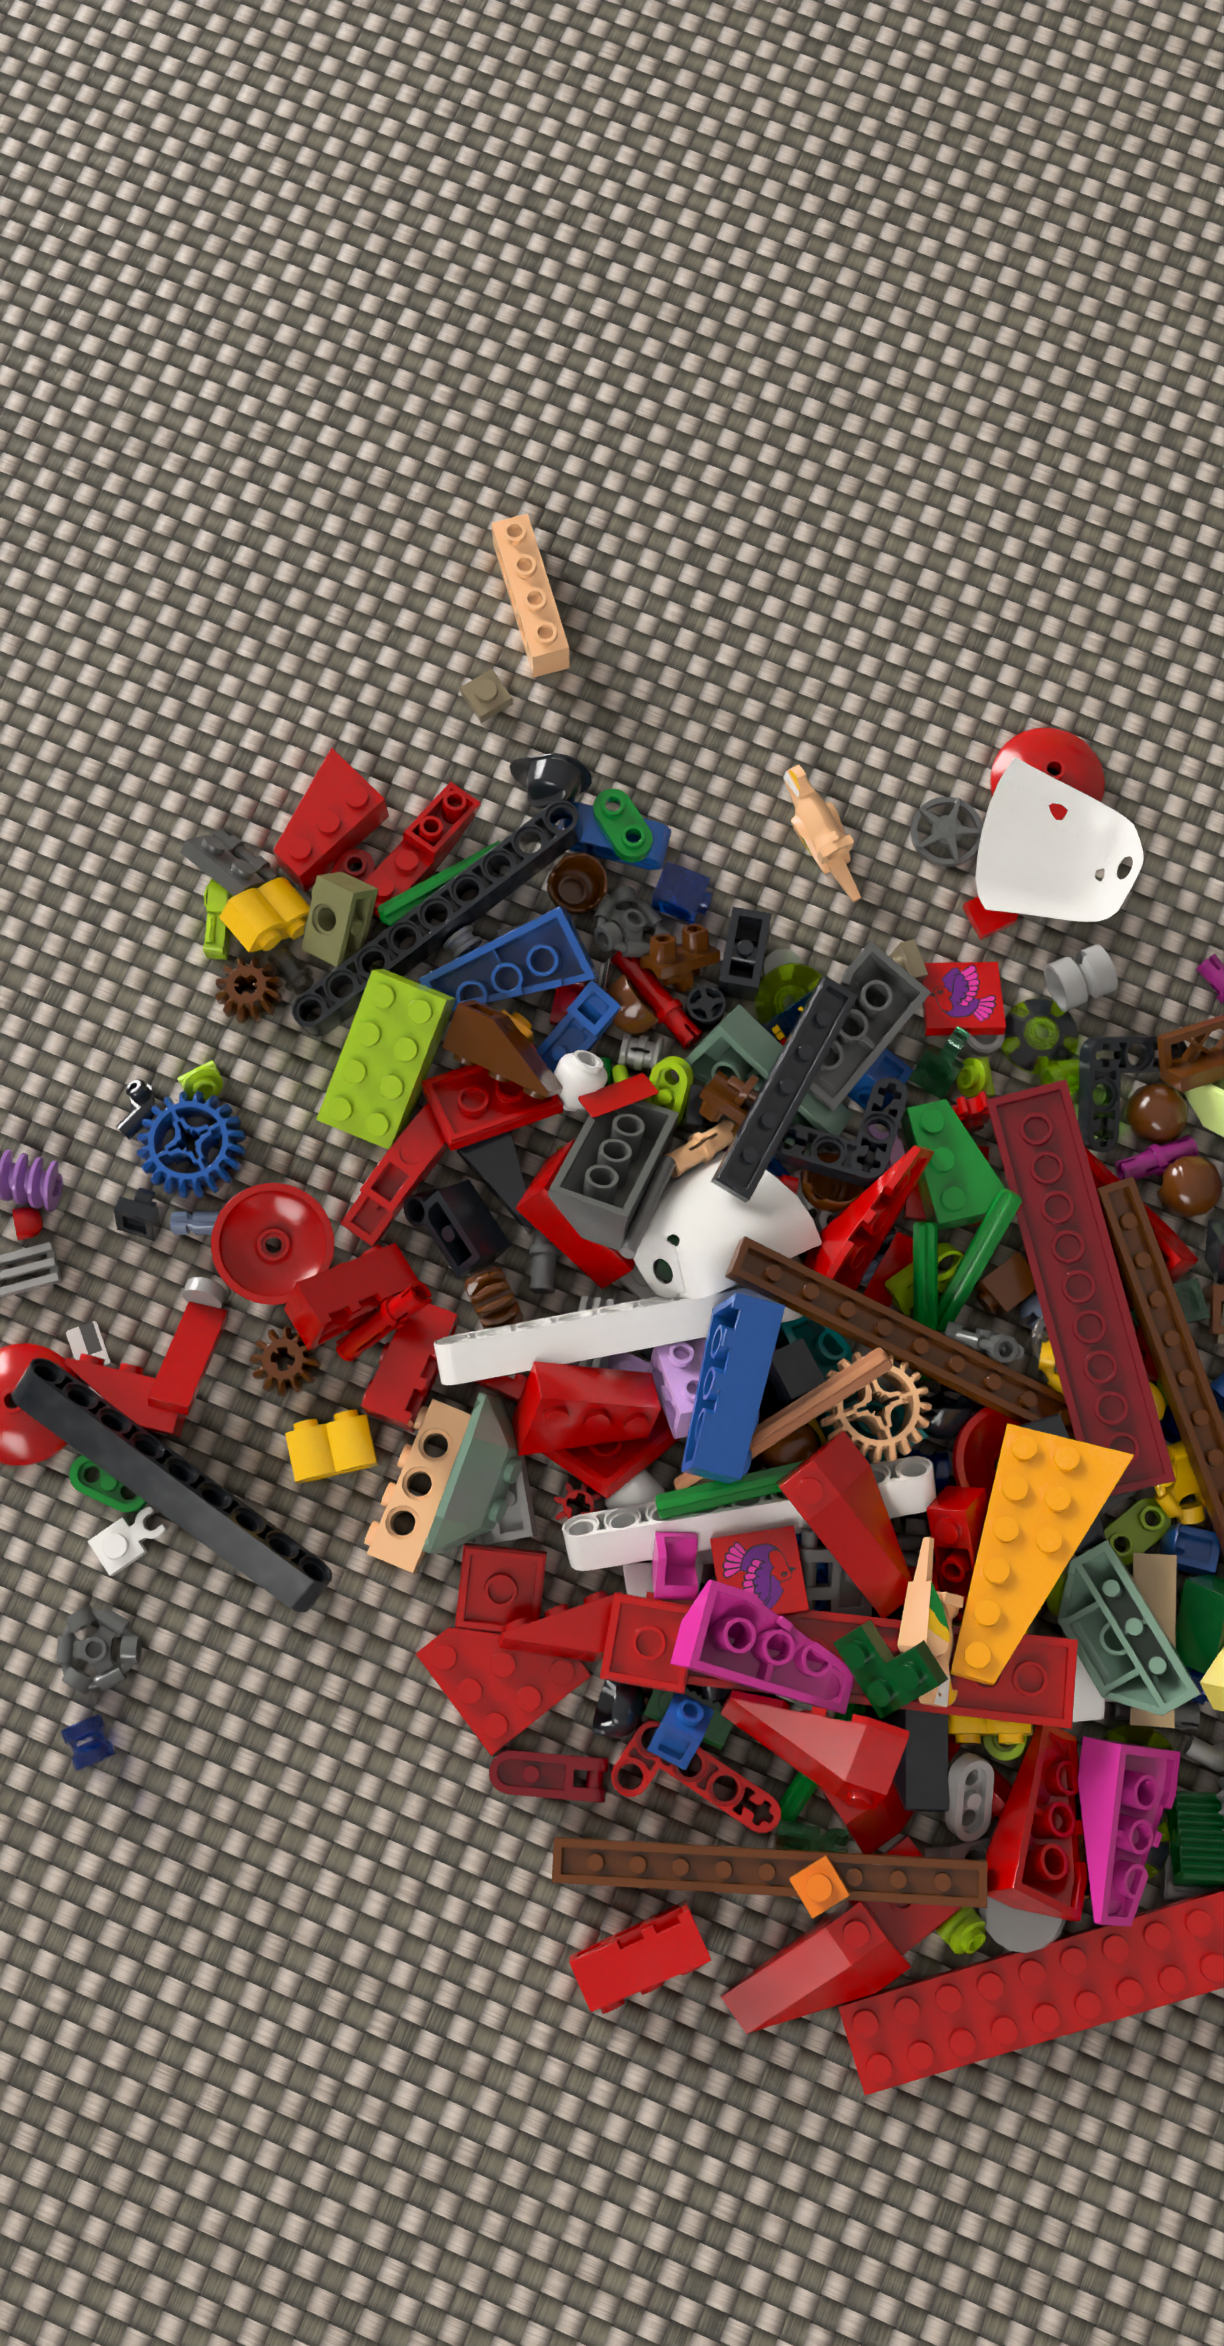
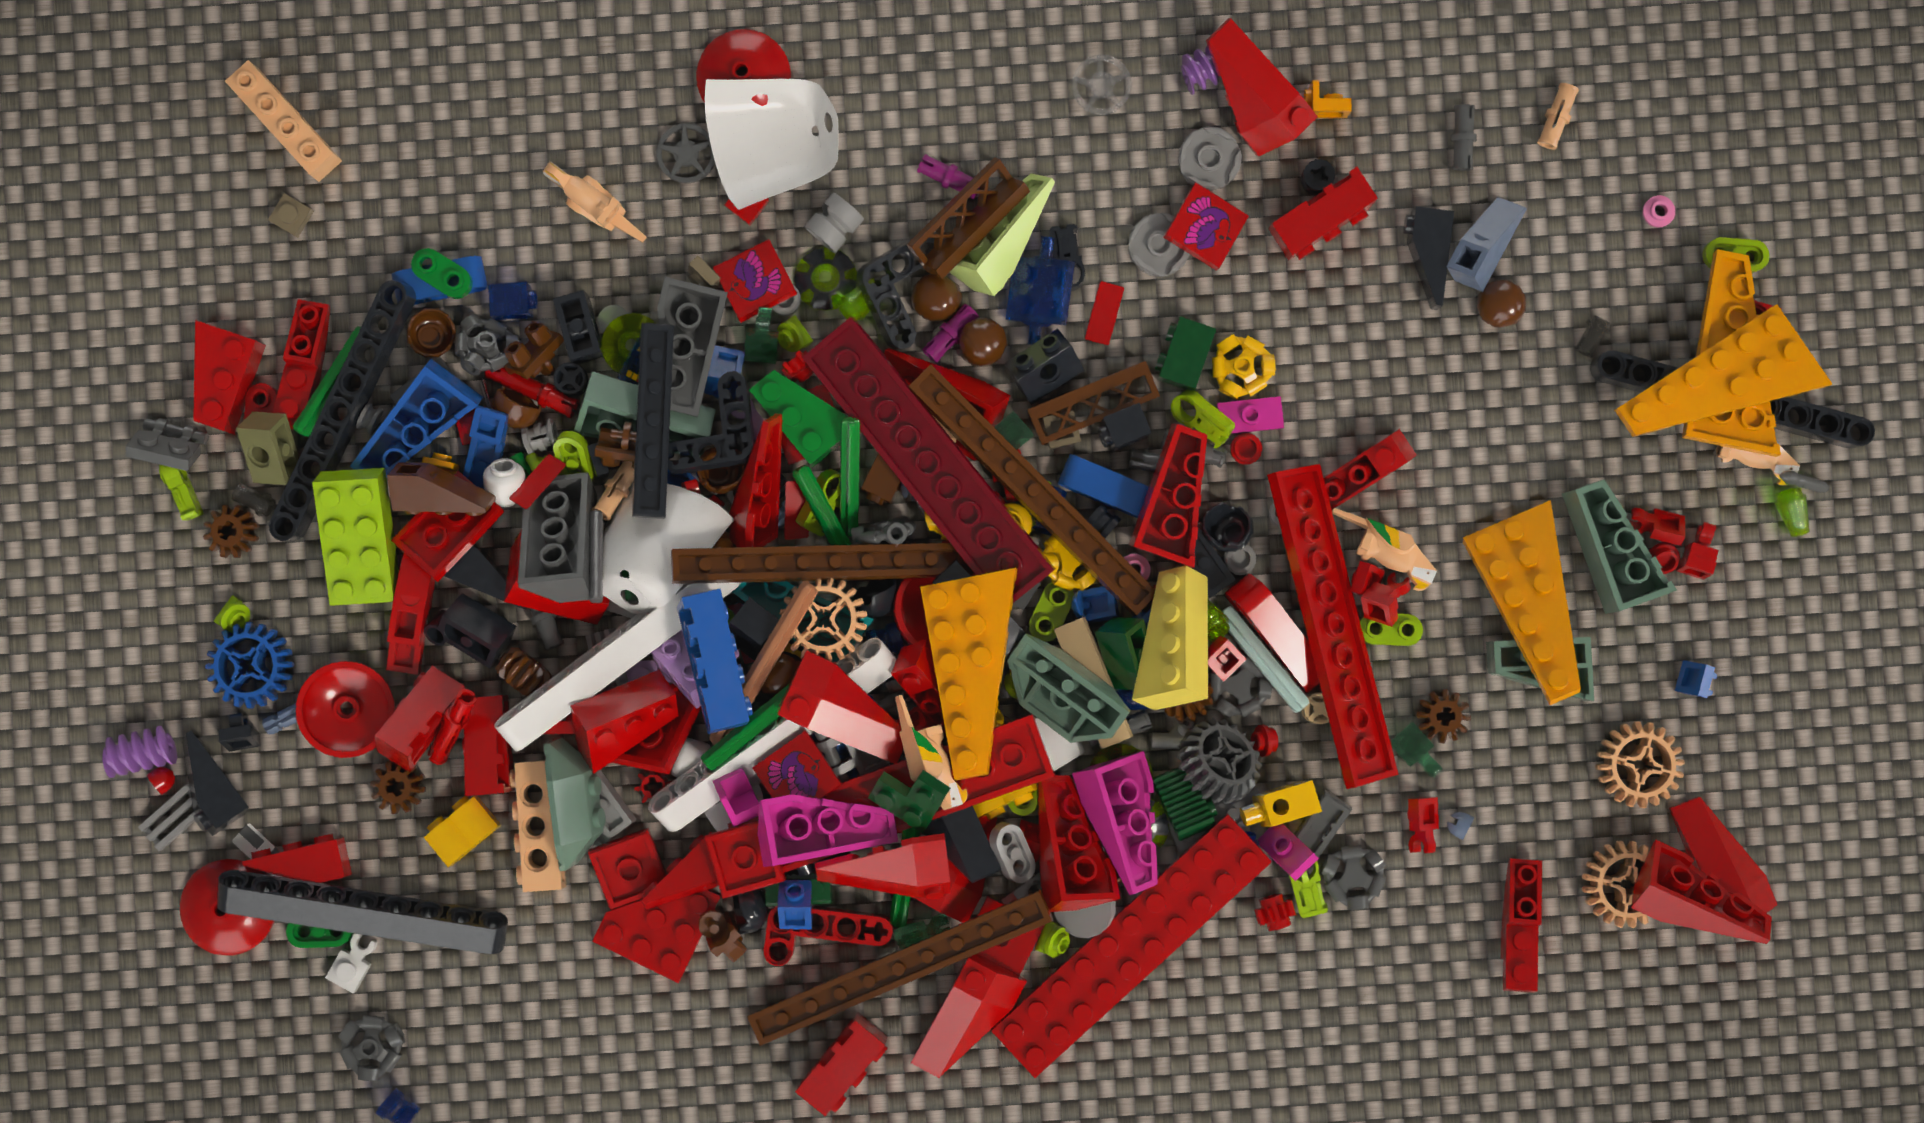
camera: 20 degrees left, 10 degrees up
(74, 1268) = (212, 794): none -> black slope
(141, 1102) = (198, 653): black arm -> none
(188, 1358) = (328, 819): red tile -> none
(204, 1291) = (315, 767): light grey tile -> none
(266, 915) = (214, 470): yellow brick -> none
(548, 1775) = (723, 977): dark red plate -> none
(551, 778) = (372, 265): black piece -> none
(574, 1722) = (722, 934): none -> reddish brown hips
(819, 1886) = (936, 961): orange plate -> none

